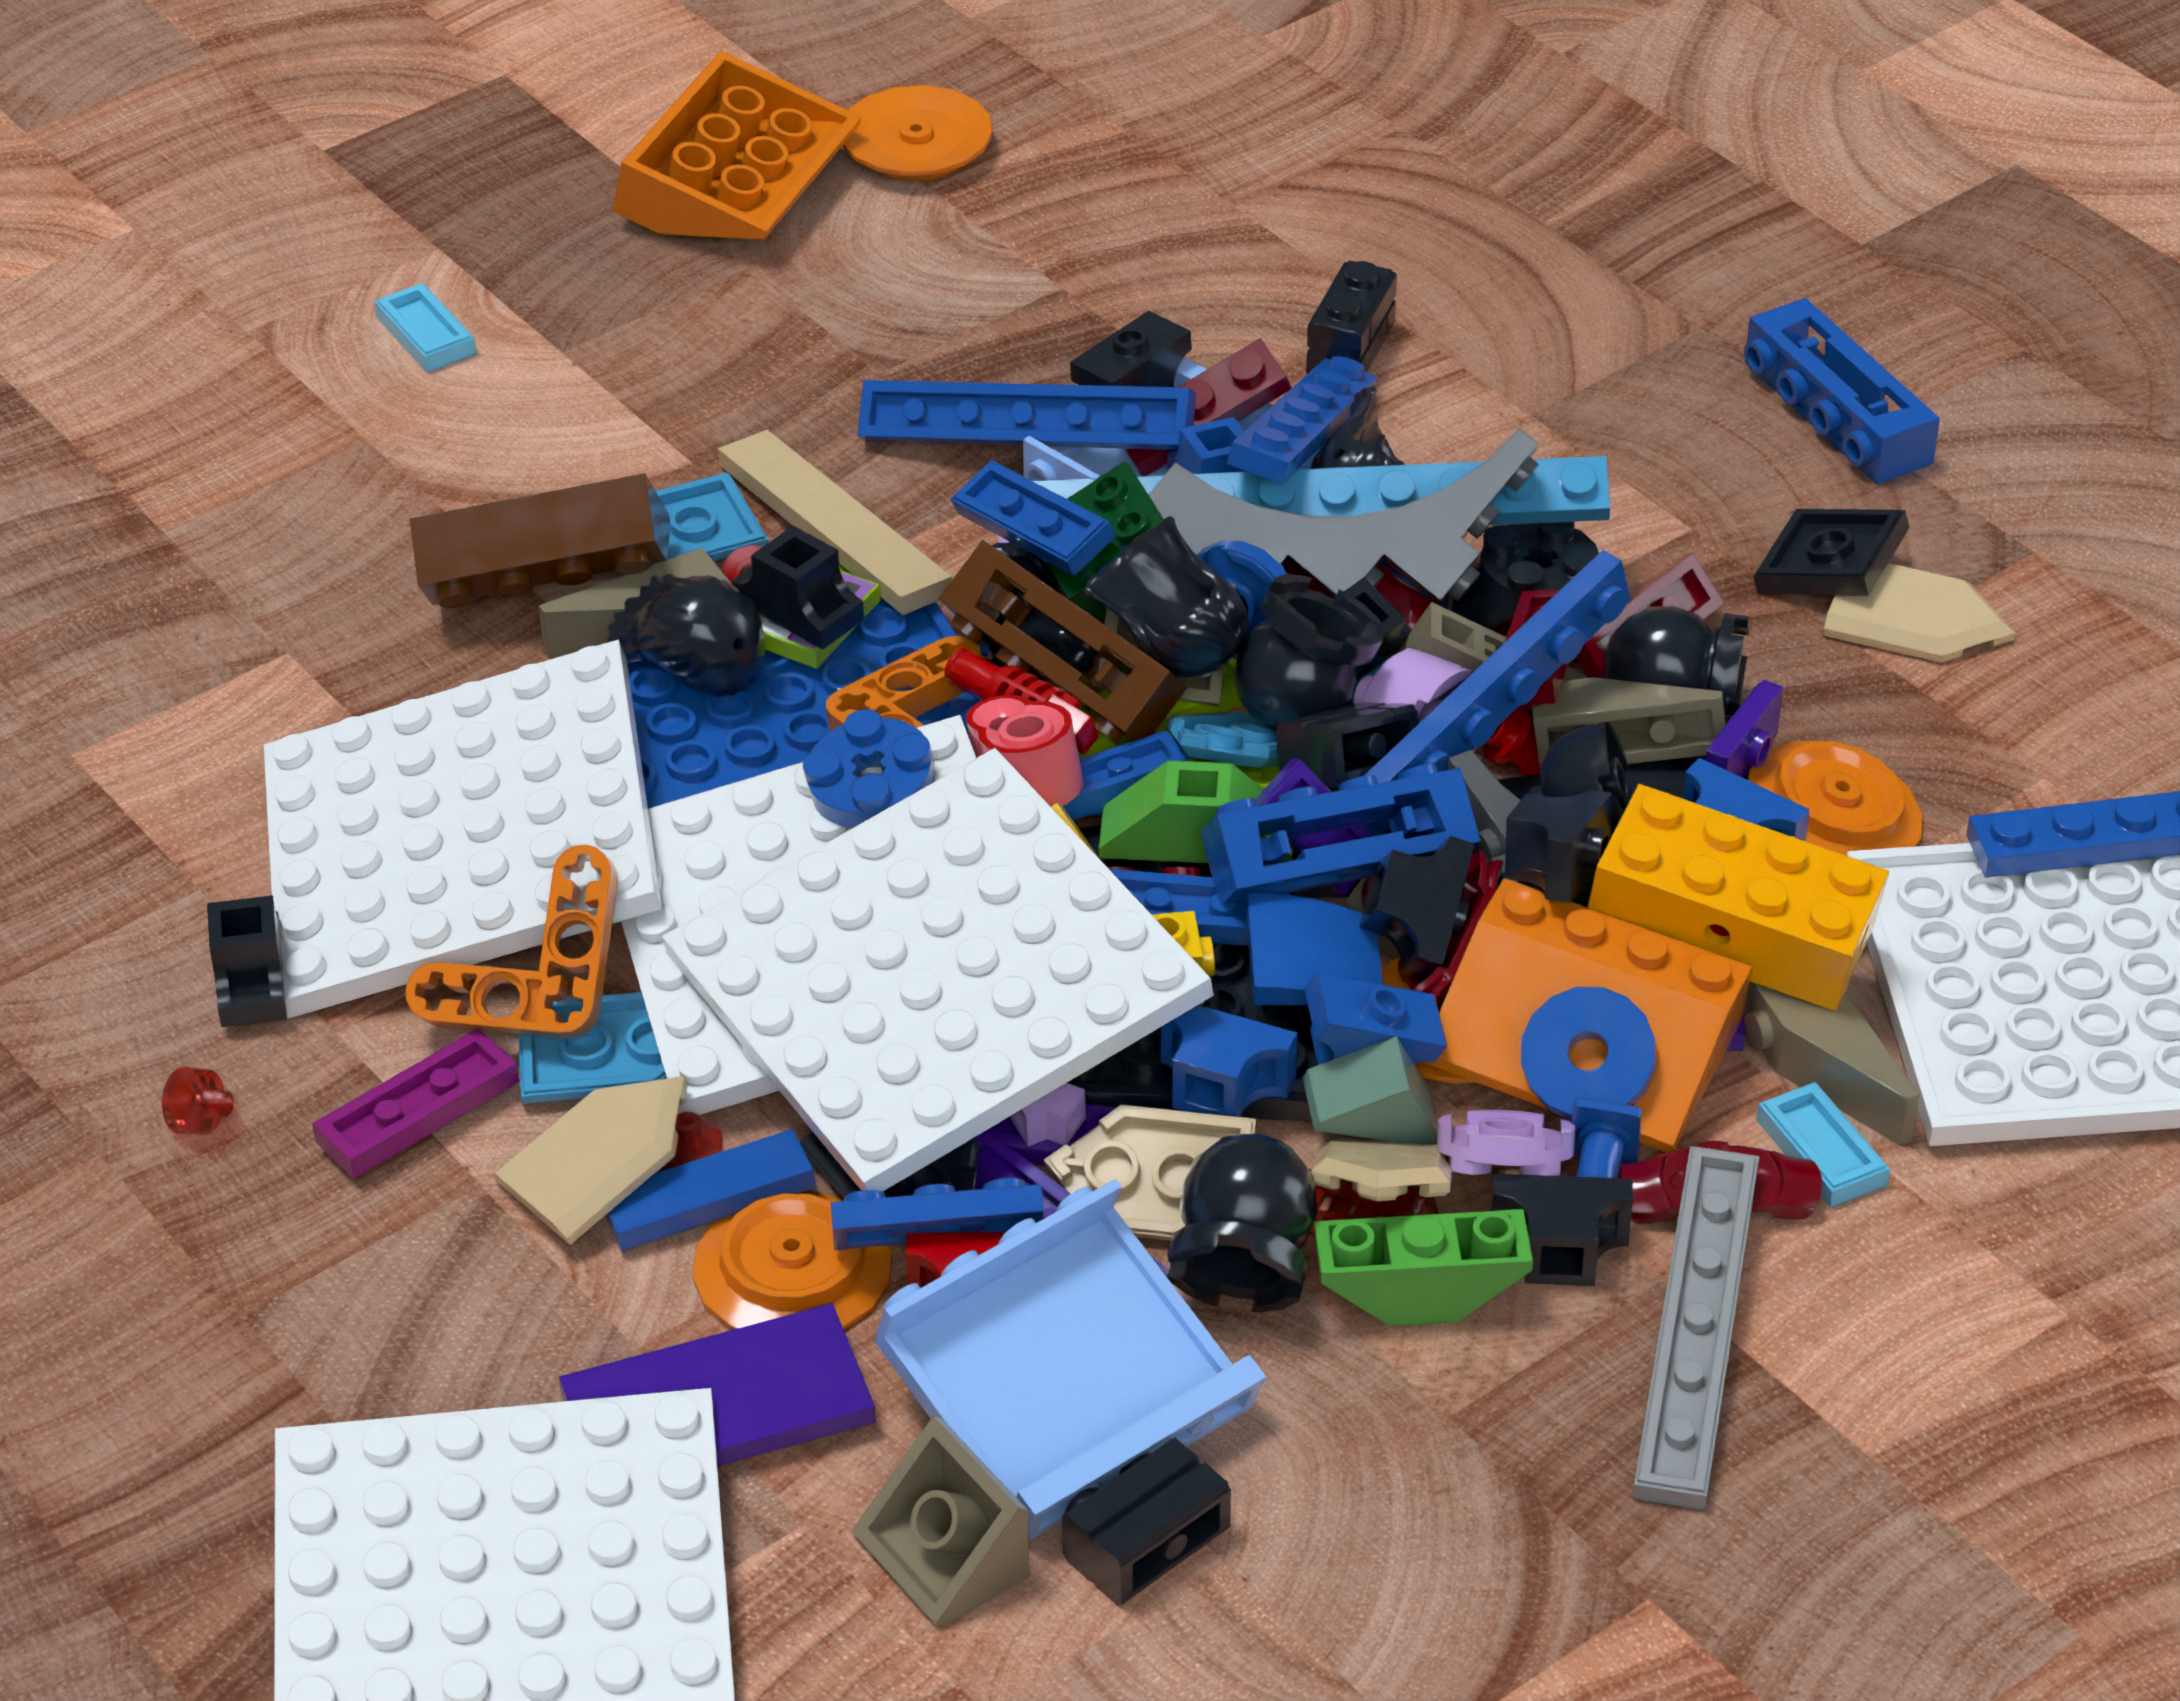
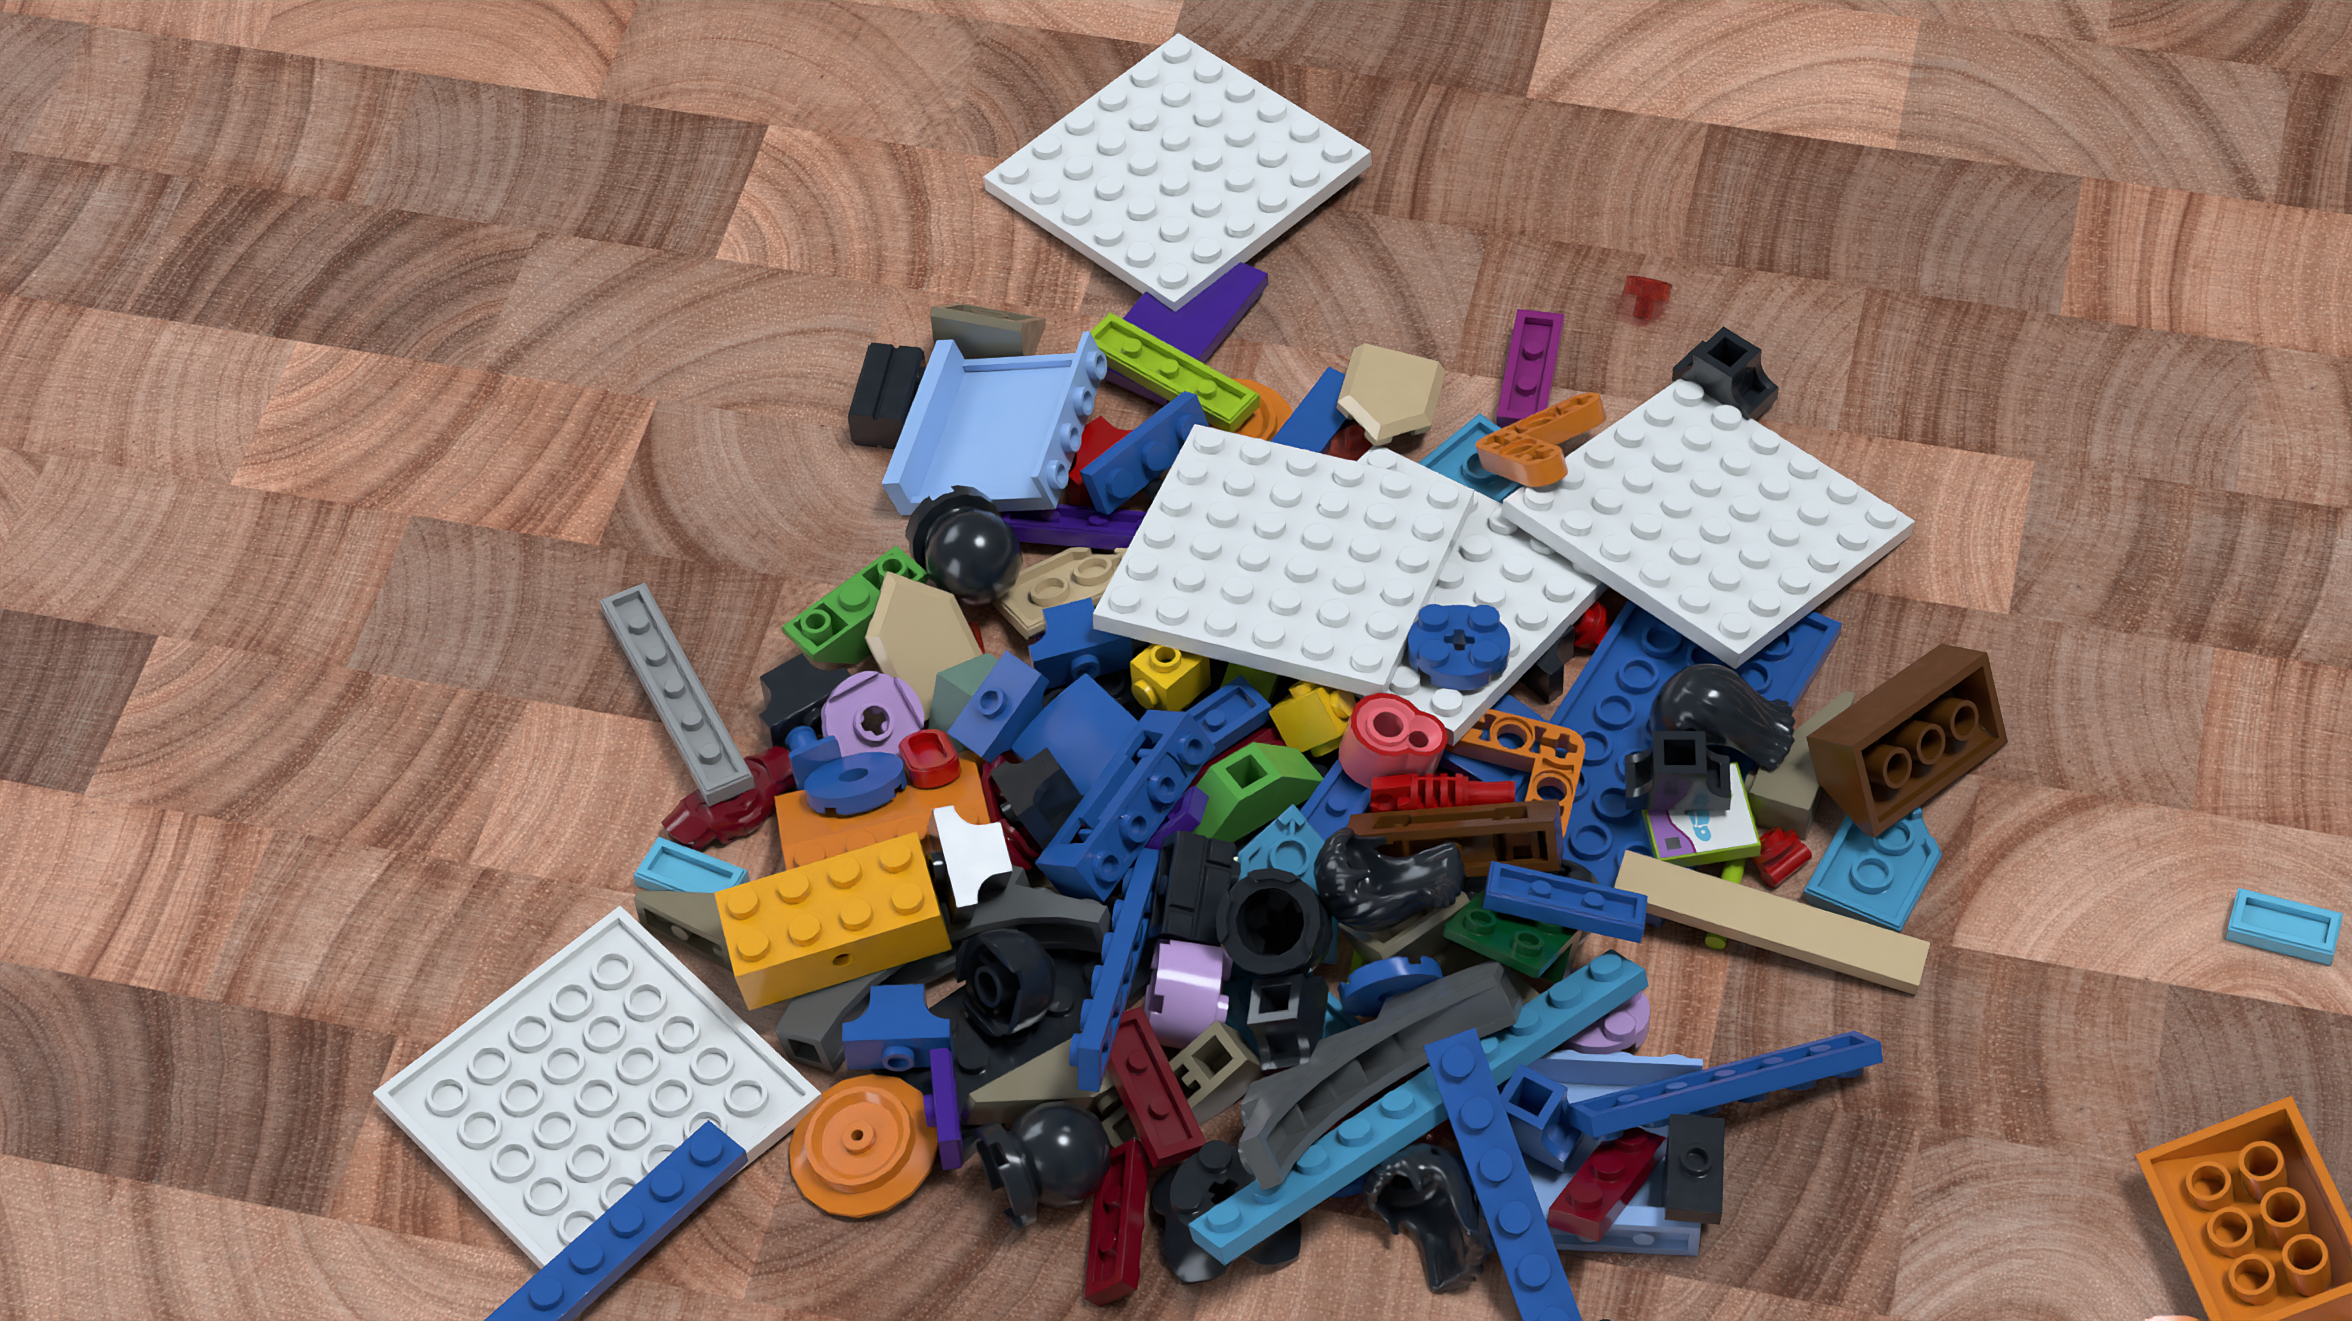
camera: 145 degrees right, 10 degrees up
(806, 1315) = (1173, 372): none -> lime tile
(1483, 1045) = (929, 758): none -> red tile

